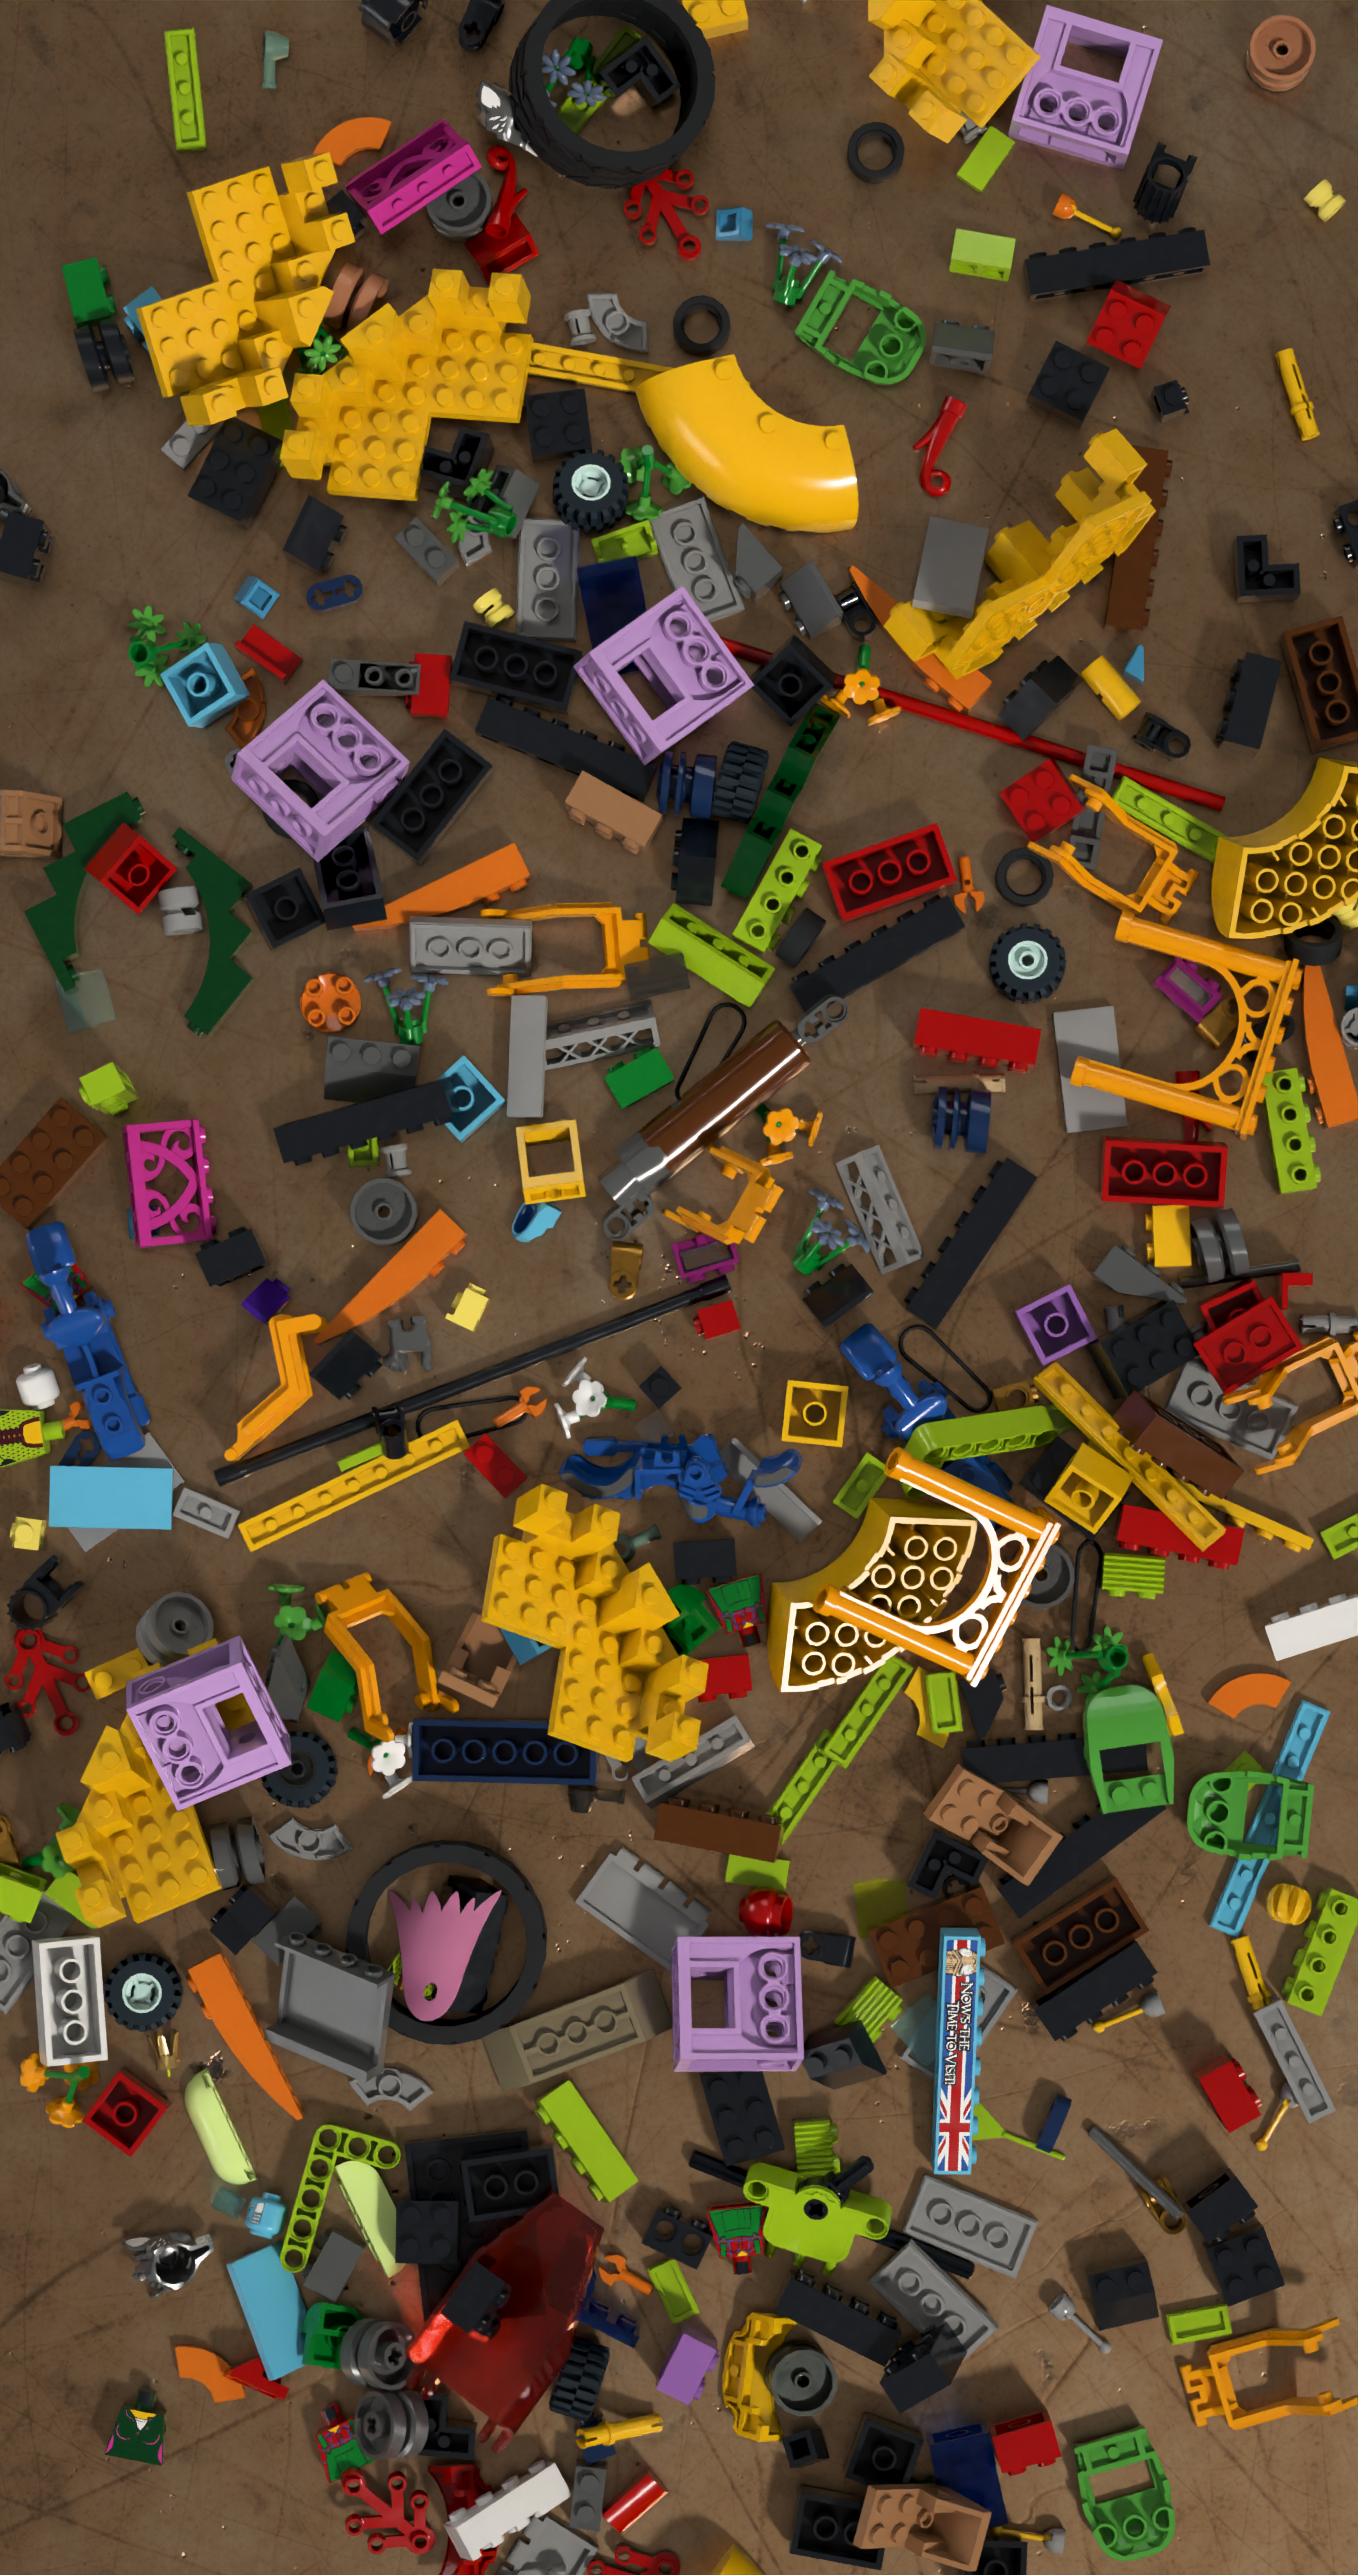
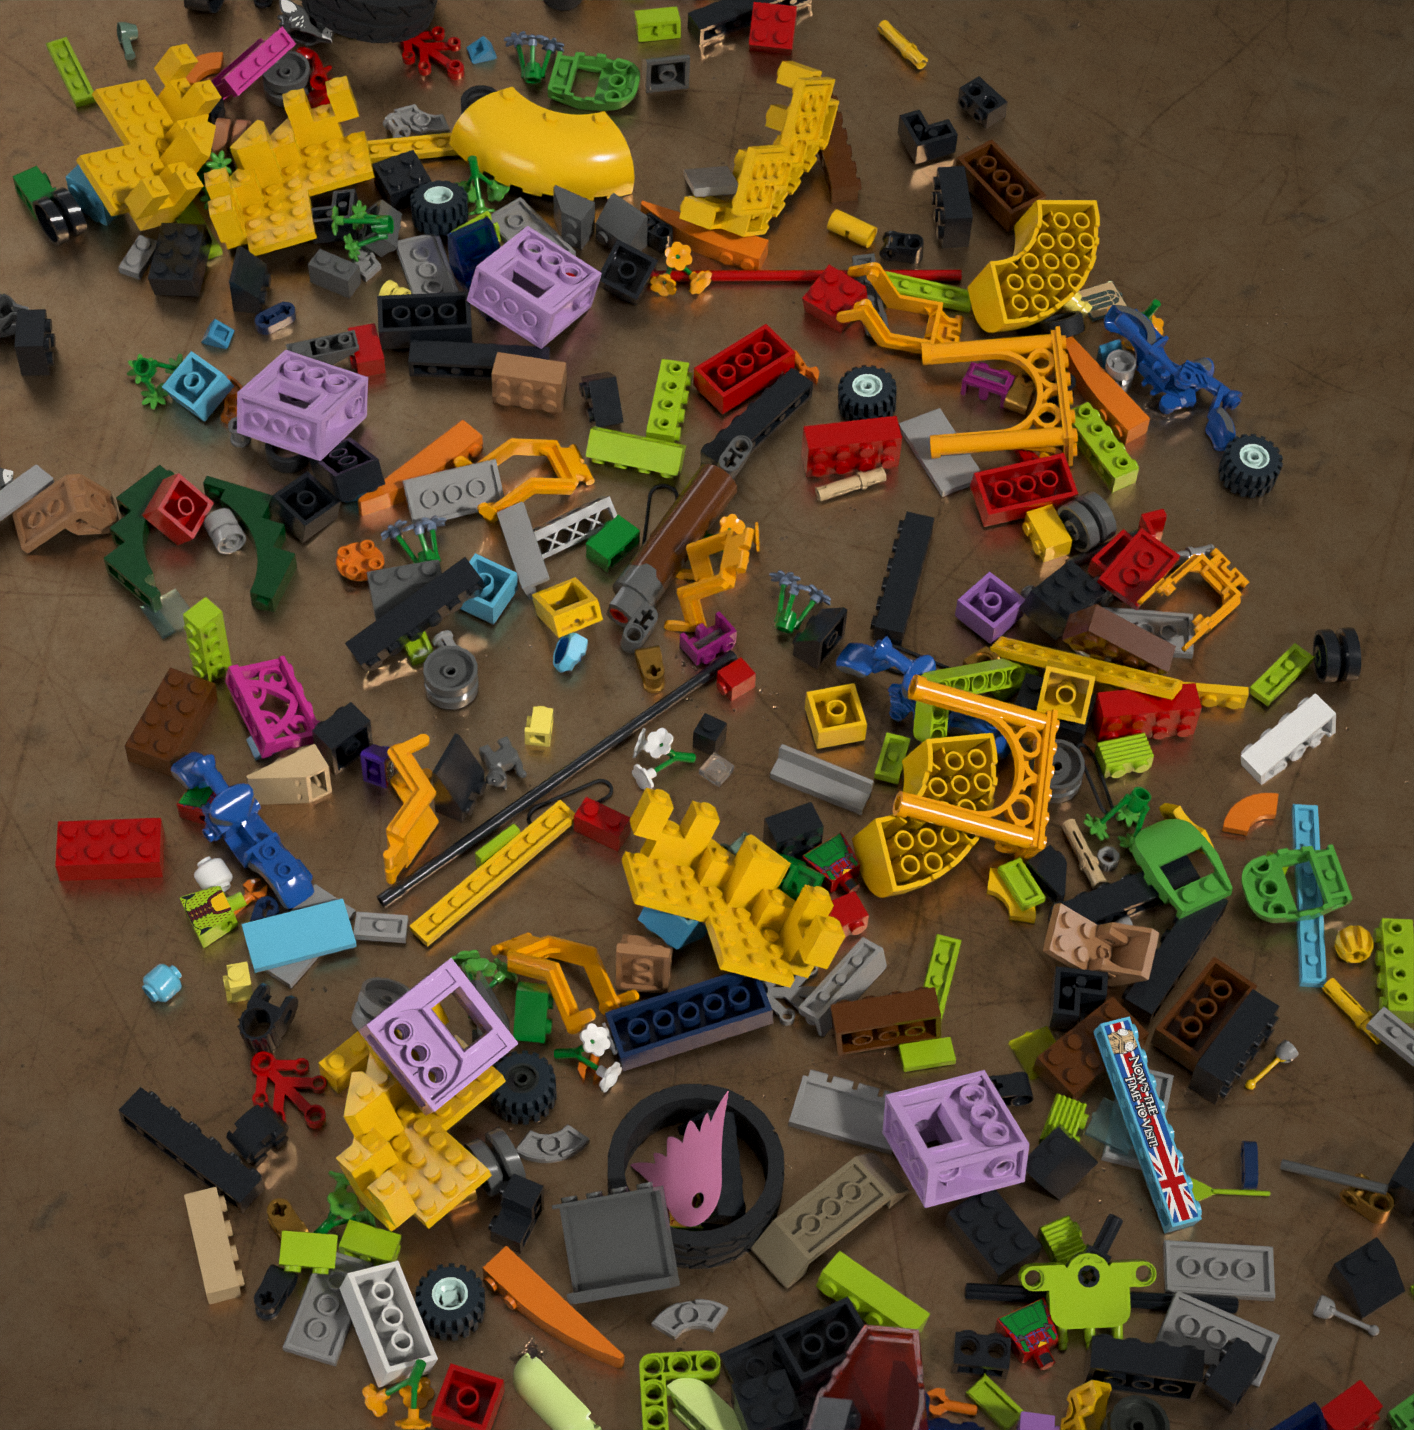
camera: 25 degrees left, 30 degrees down
(165, 2059) = (488, 1351): pearl gold piece -> none
(171, 1295) = (292, 779): none -> tan slope
(269, 654) = (237, 364): red panel -> none
(293, 1917) = (547, 1223): dark grey brick -> none
(391, 1429) = (510, 814): black piece -> none
(403, 1273) = (484, 708): orange slope -> none
(432, 797) = (392, 410): black brick -> none
(520, 1407) = (605, 773): orange bar -> none
(583, 1797) = (764, 1039): clear smoke bar -> none
(656, 976) = (601, 475): clear smoke panel -> none
(686, 1467) = (760, 777): blue piece -> none
(687, 784) = (577, 352): dark blue wheel -> none
(739, 782) = (614, 339): black wheel -> none
(766, 1912) = (945, 1067): red piece -> none
(779, 800) = (645, 351): dark green arch -> none
(800, 937) = (696, 421): black tyre -> none
(866, 1711) = (963, 910): lime tile -> none
(885, 1207) = (831, 570): light grey fence -> none
(936, 438) = (673, 110): red plant -> none
(961, 1119) = (863, 497): dark blue wheel -> none
(1019, 899) = (844, 336): black tyre -> none
(1040, 695) = (804, 241): black brick -> none
(1068, 384) = (746, 74): black brick -> none
(1128, 1277) = (1030, 566): dark grey slope -> none
(1135, 666) = (864, 210): dark azure slope -> none
(1170, 400) = (820, 60): black brick -> none
(1227, 2093) = (1376, 1090): red brick -> none

